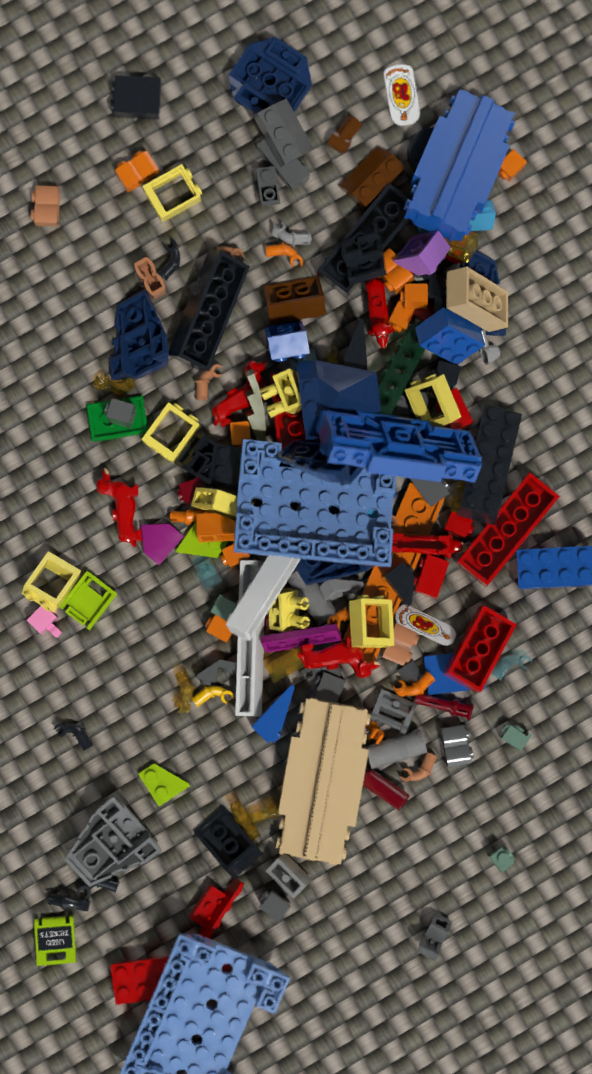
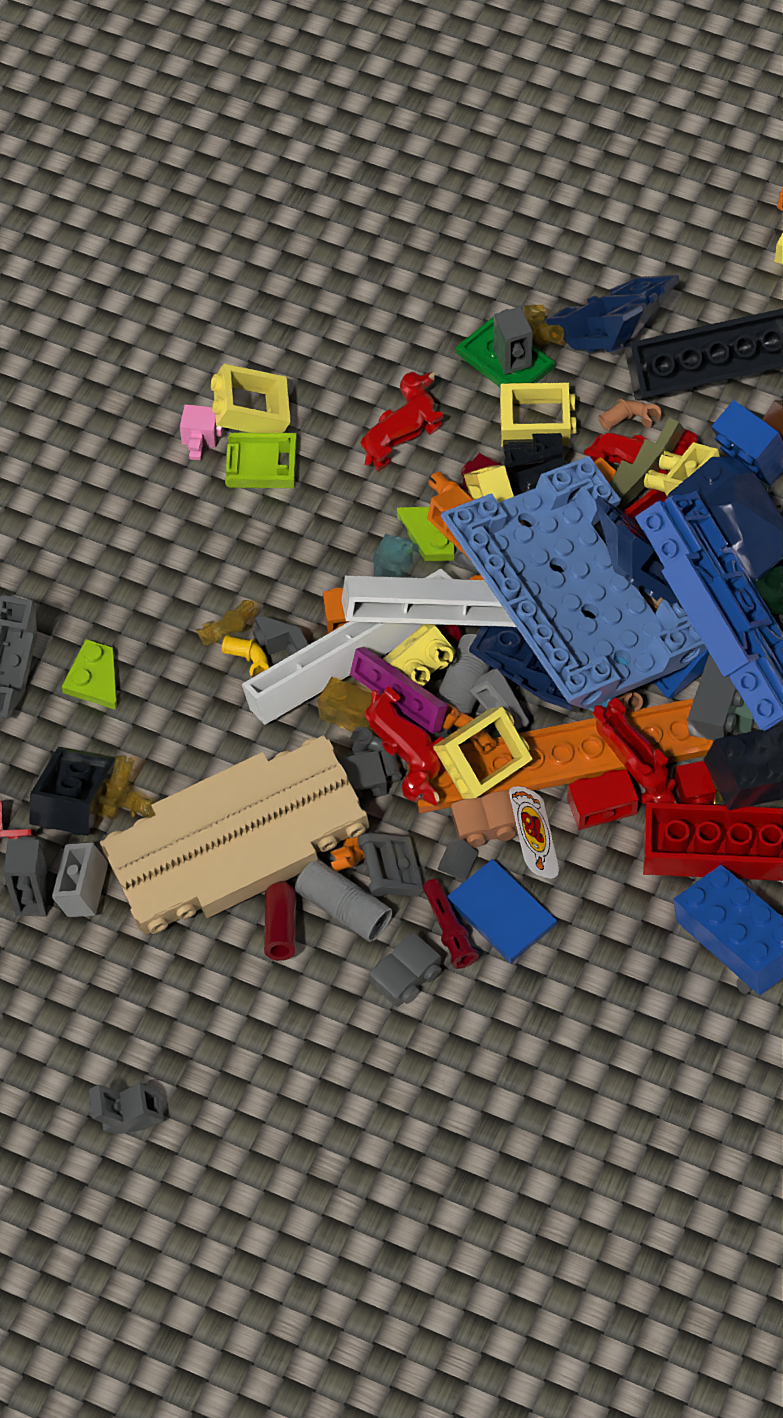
camera: 60 degrees right, 25 degrees down
(46, 206) = (687, 141): nougat brick -> none
(78, 732) = (88, 543): black piece -> none
(147, 274) = (697, 279): nougat brick -> none
(159, 540) = (394, 484): magenta slope -> none
(173, 263) = (738, 295): black piece -> none
(233, 558) = (449, 561): orange brick -> none
(272, 720) = (277, 727): blue slope -> none
(402, 582) = (565, 761): black slope -> none
(416, 688) = (443, 871): orange piece -> none
(423, 771) = (342, 954): nougat piece -> none
(479, 649) = (555, 907): red brick -> none
(502, 858) = (297, 1125): sand green brick -> none
(508, 662) = (565, 961): clear light blue piece -> none
(514, 736) = (475, 1035): sand green brick -> none

